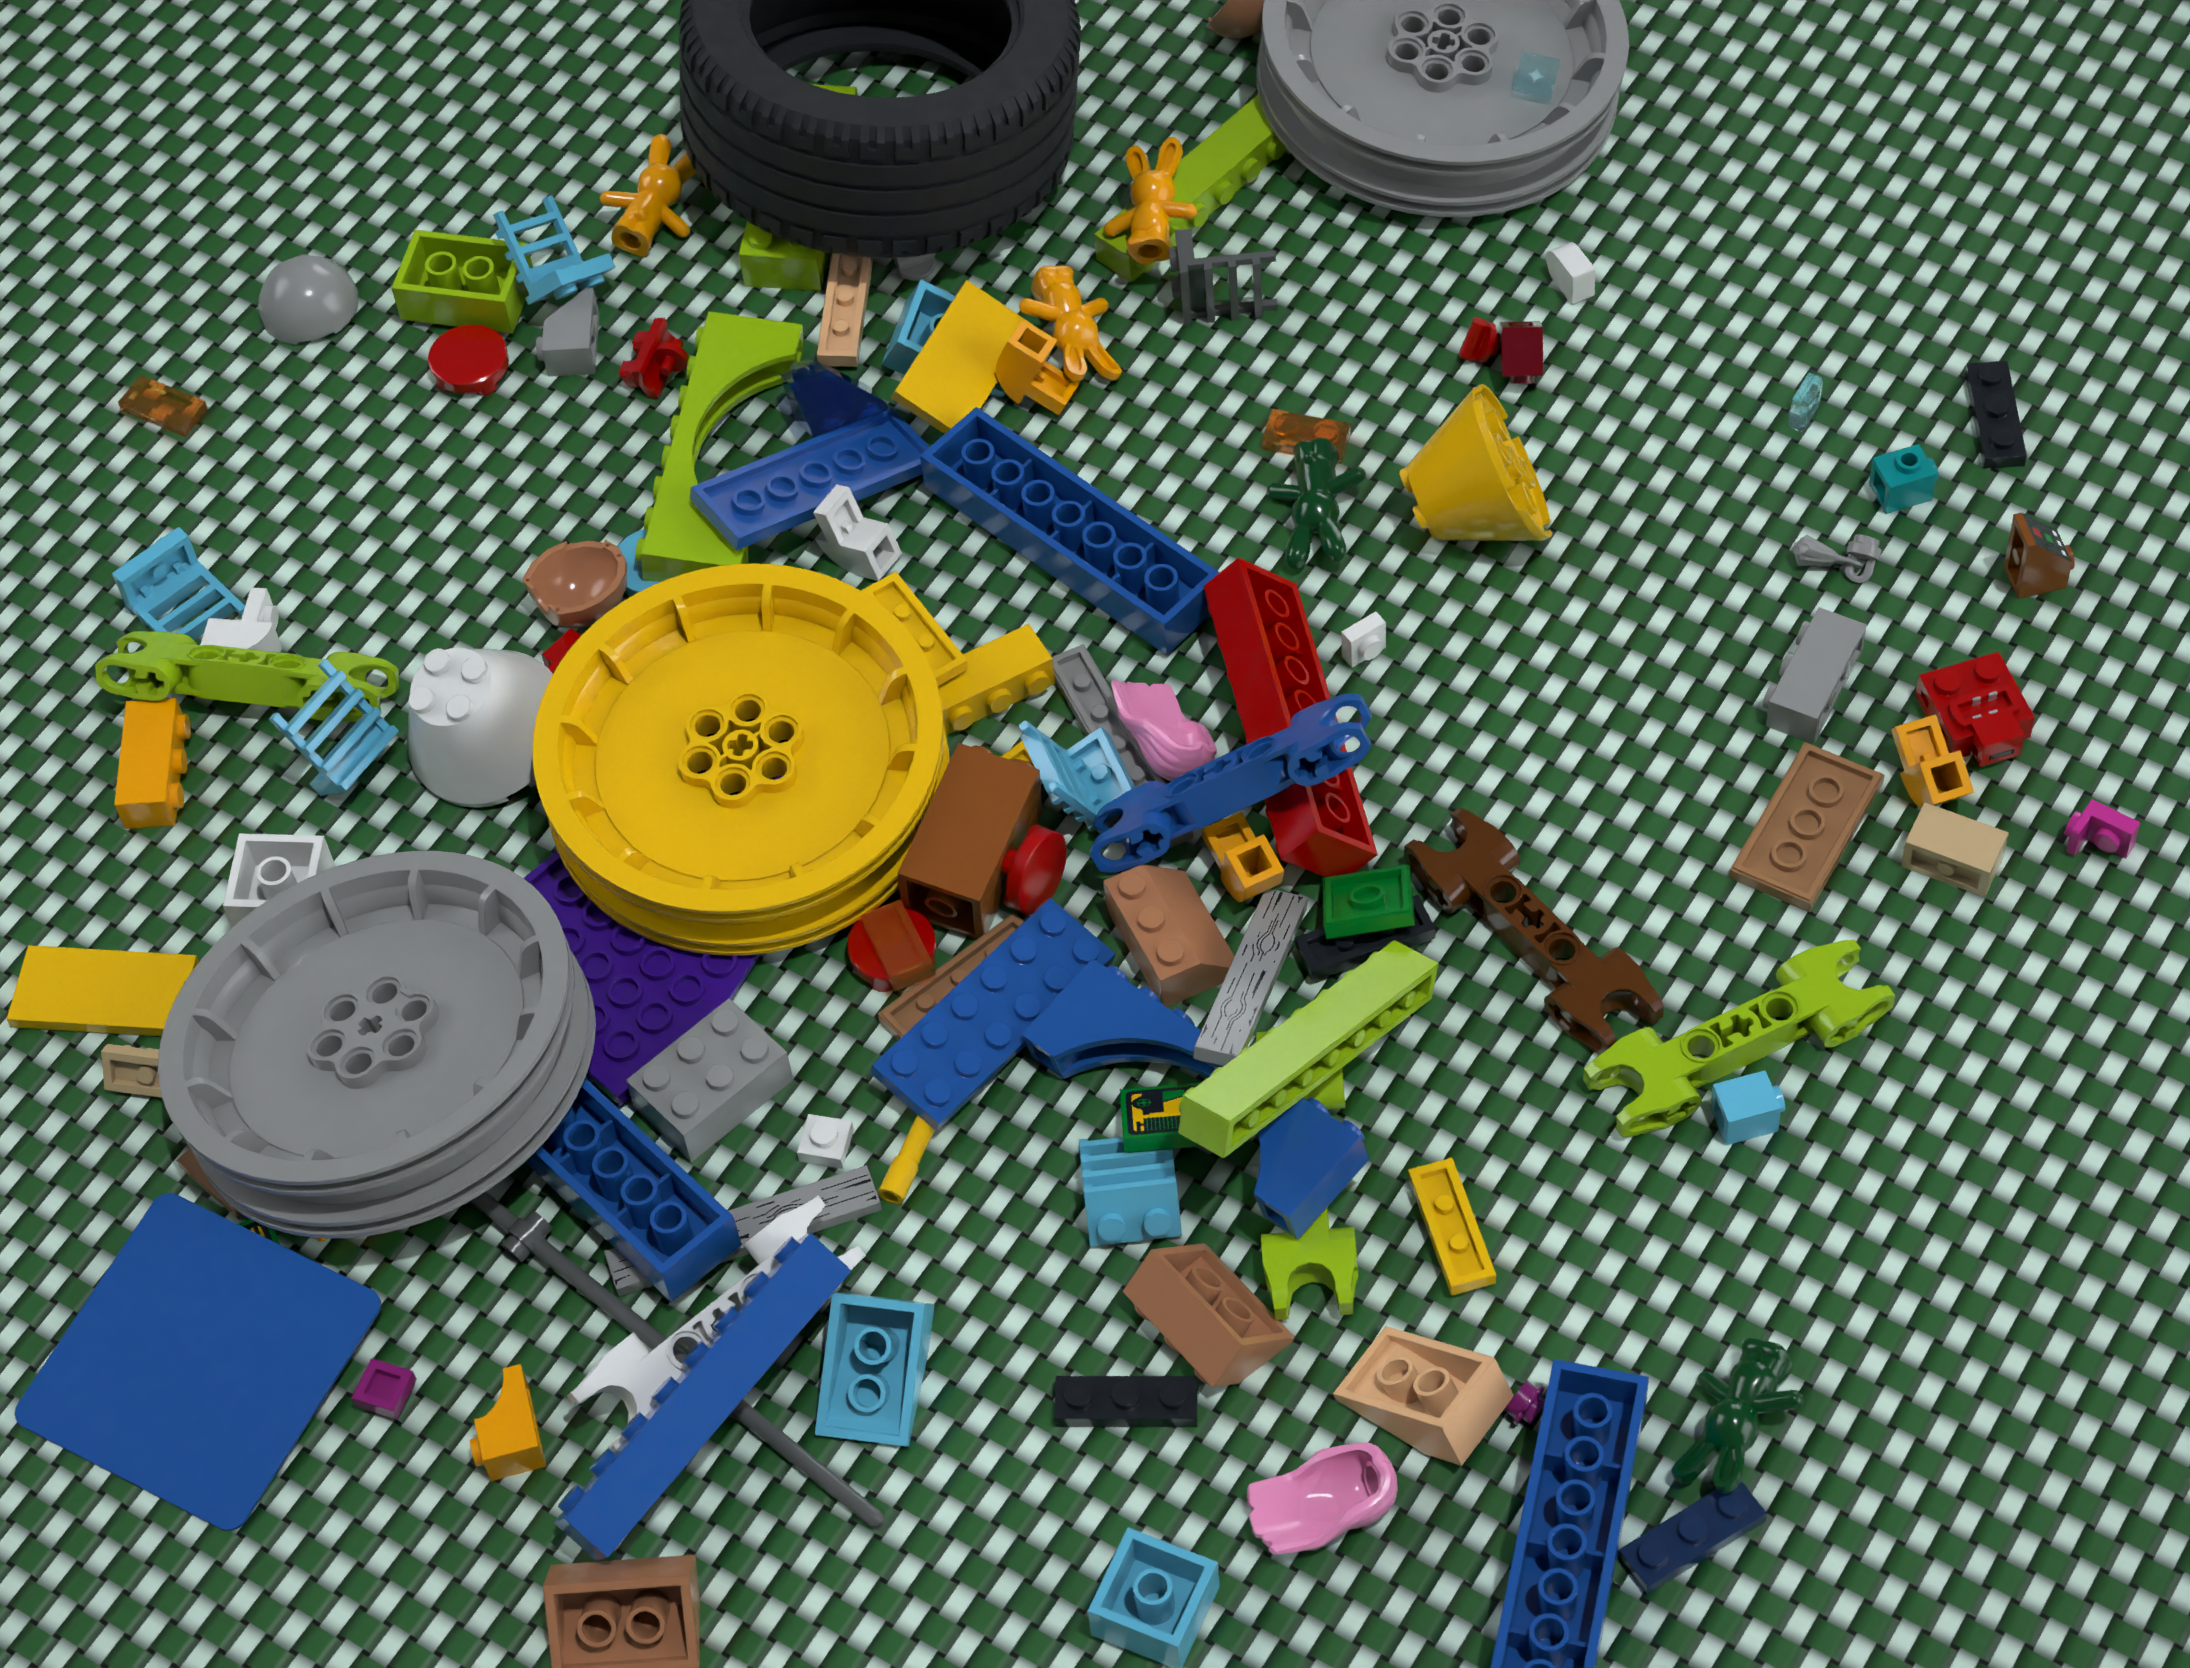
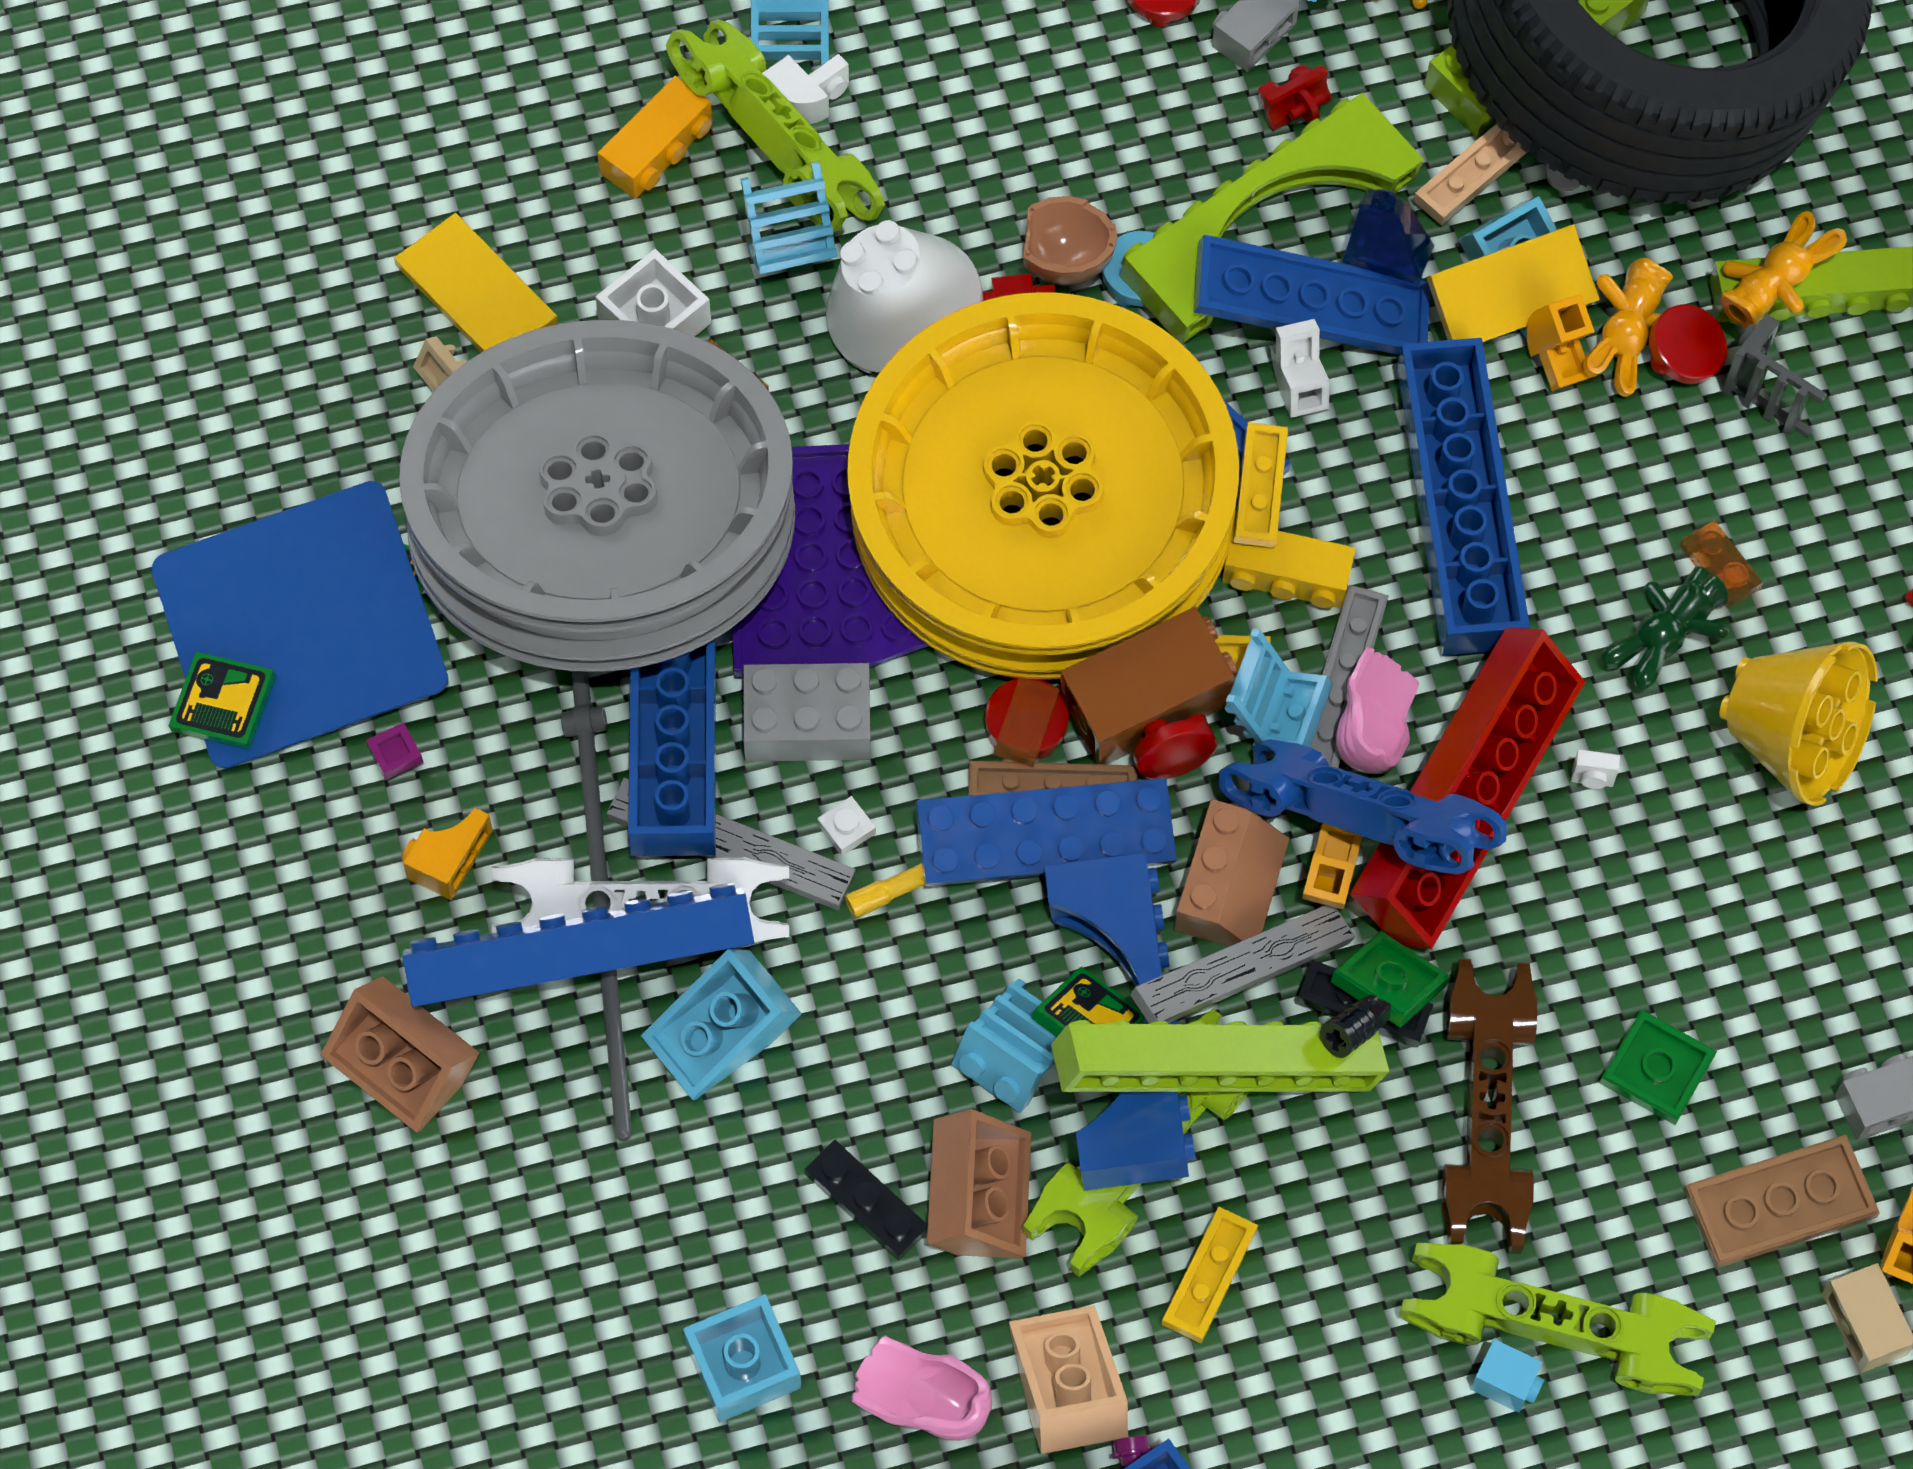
camera: 35 degrees right, 10 degrees up
(188, 1471) = (222, 700): none -> tile
(1129, 306) = (1687, 344): none -> red tile
(1383, 941) = (1354, 1025): none -> black hinge
(1623, 808) = (1658, 1067): none -> green tile

